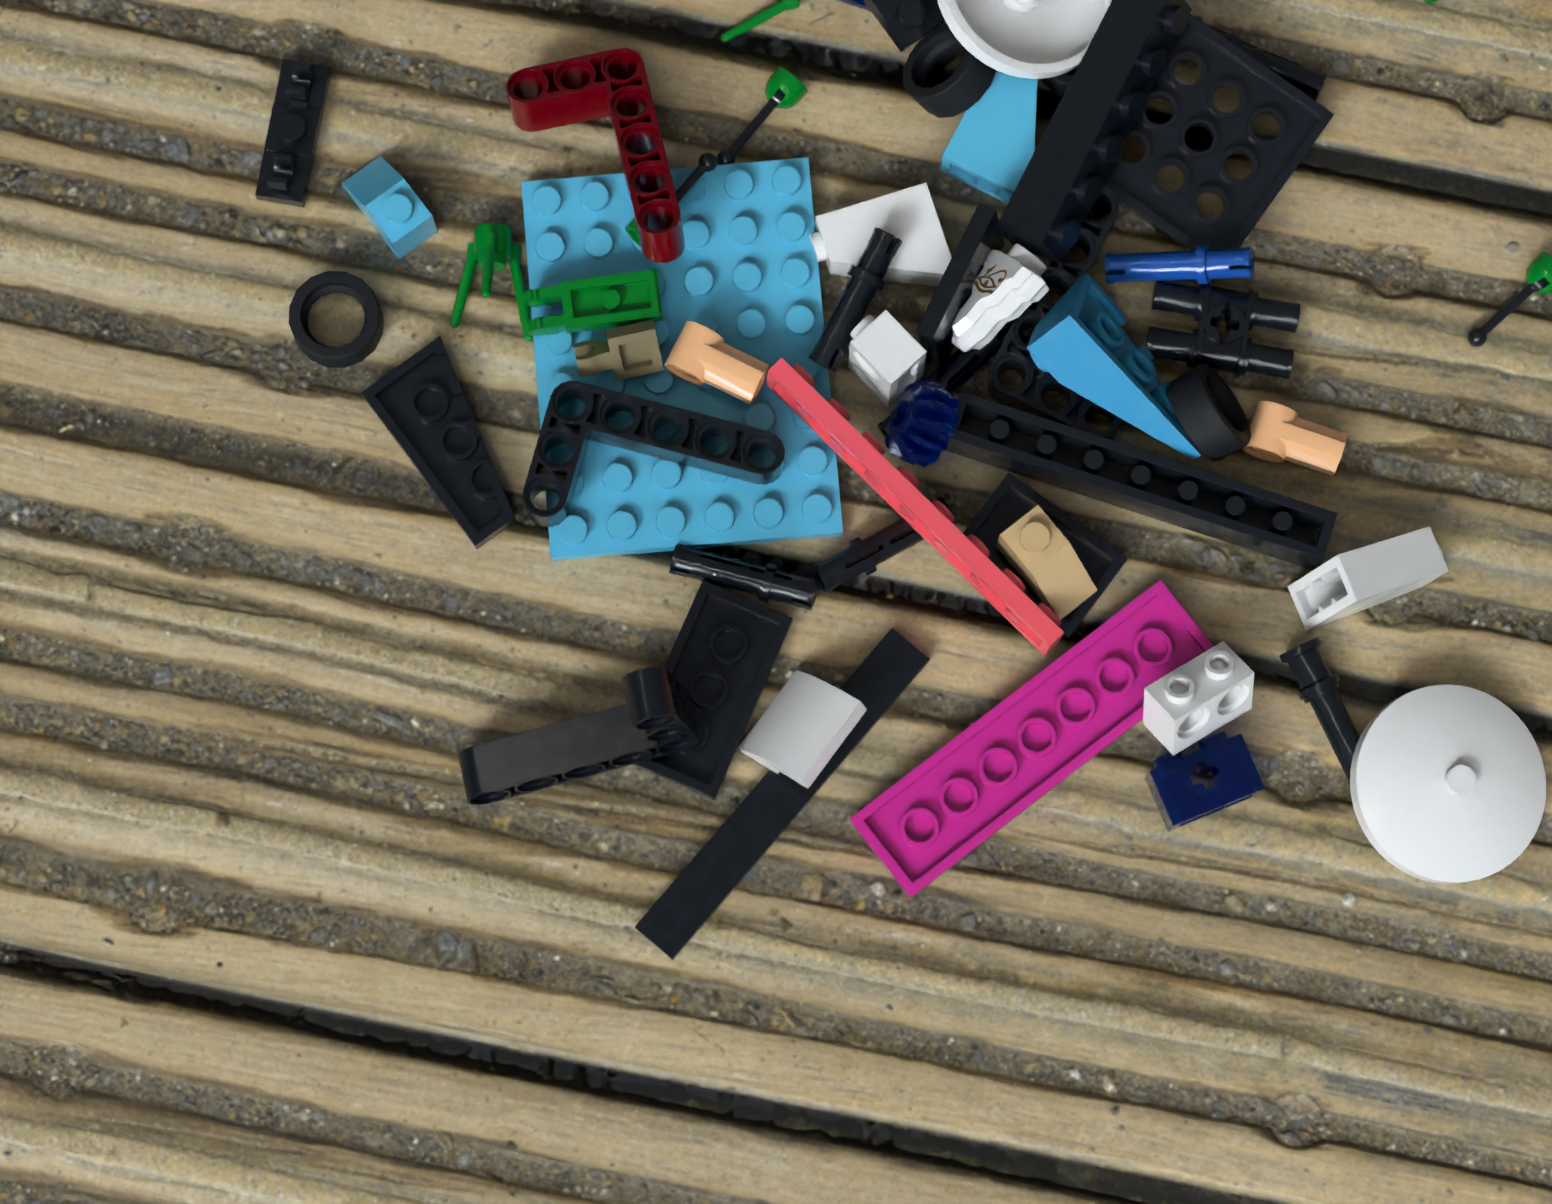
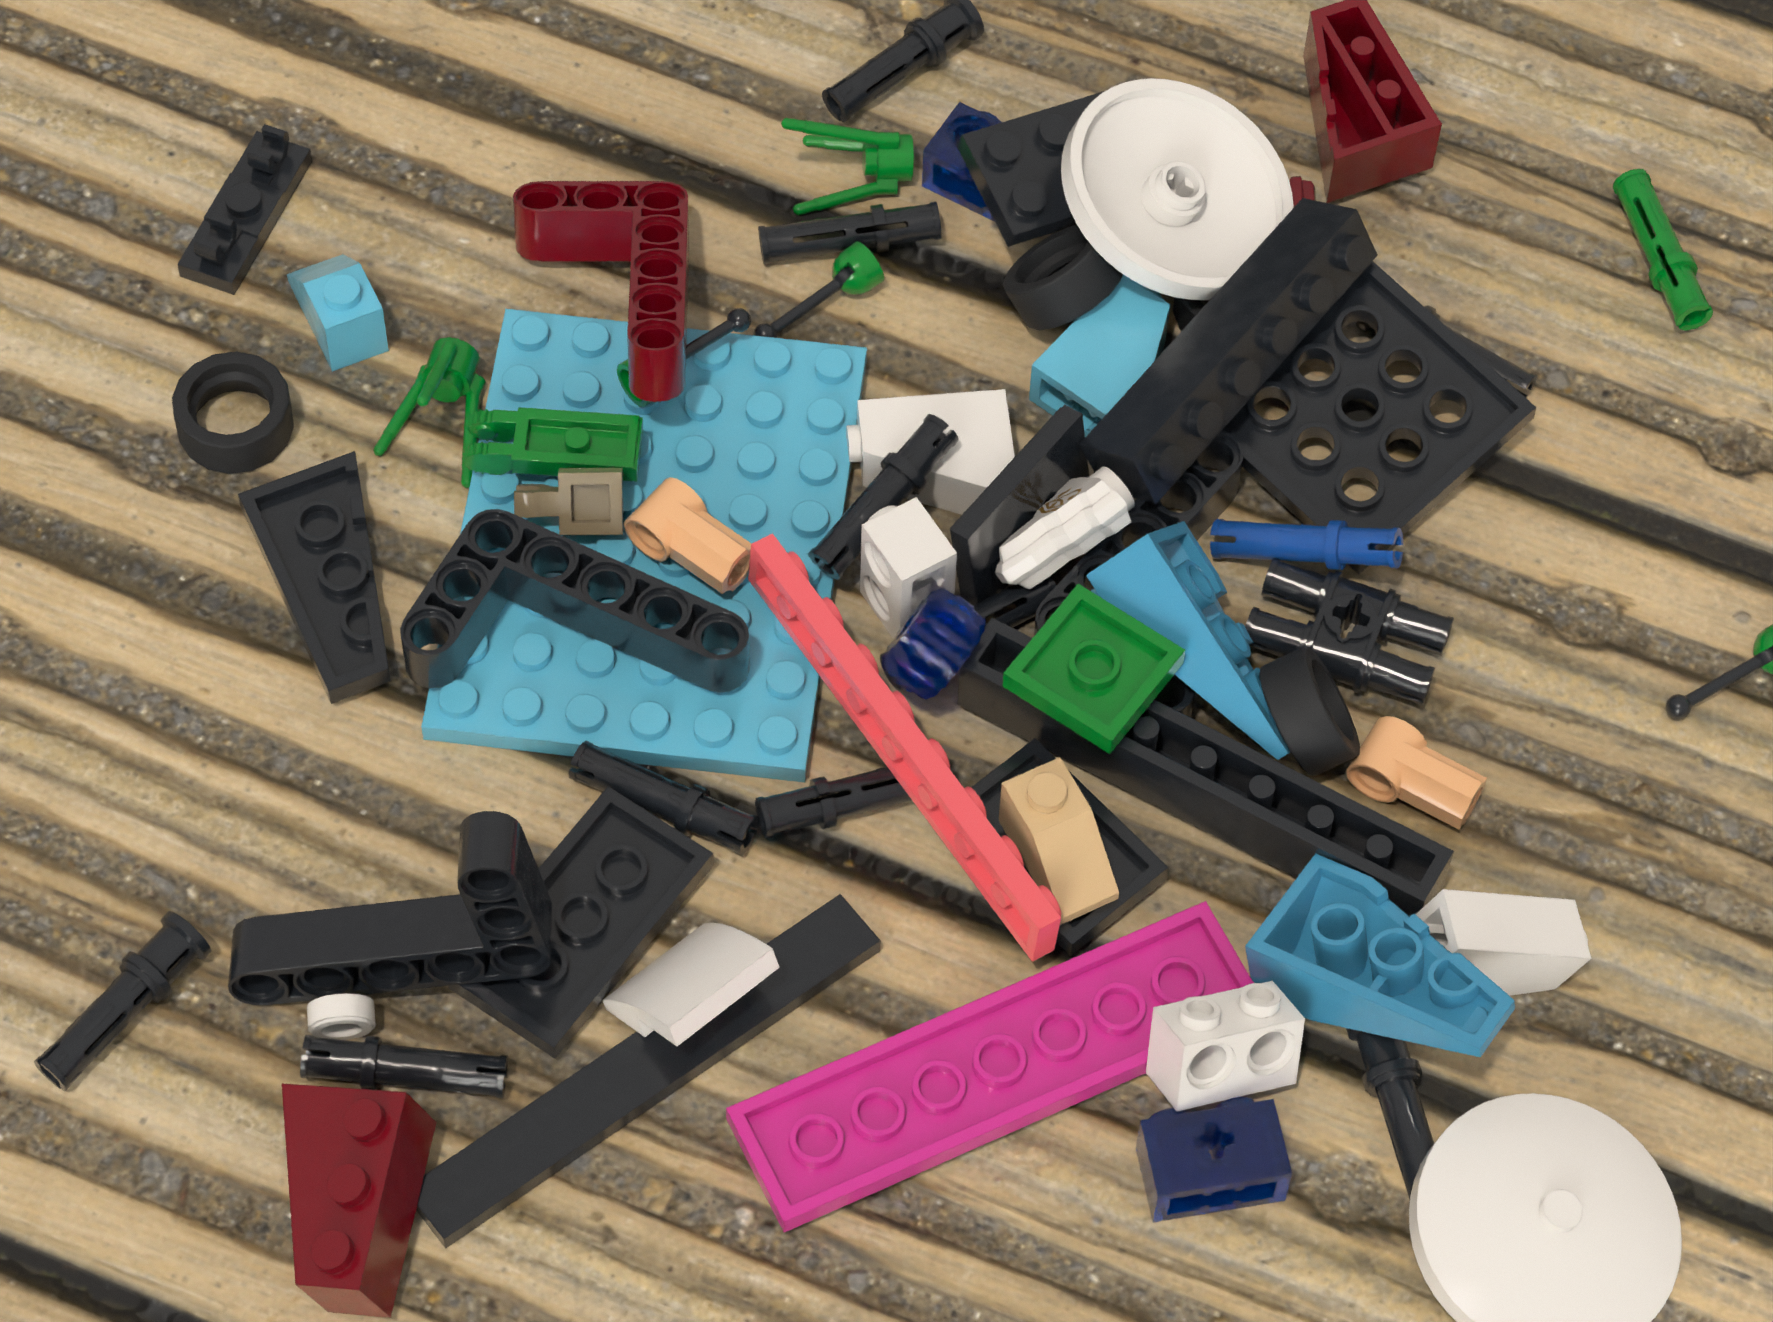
camera: 10 degrees right, 20 degrees down
(402, 805) = (143, 979): none -> black pin
(554, 805) = (341, 1016): none -> white tile
(601, 943) = (353, 1191): none -> dark red wedge
(609, 832) = (403, 1066): none -> black pin
(765, 57) = (921, 224): none -> black pin
(1047, 424) = (1093, 668): none -> green plate
(1290, 616) = (1370, 967): none -> dark azure wedge

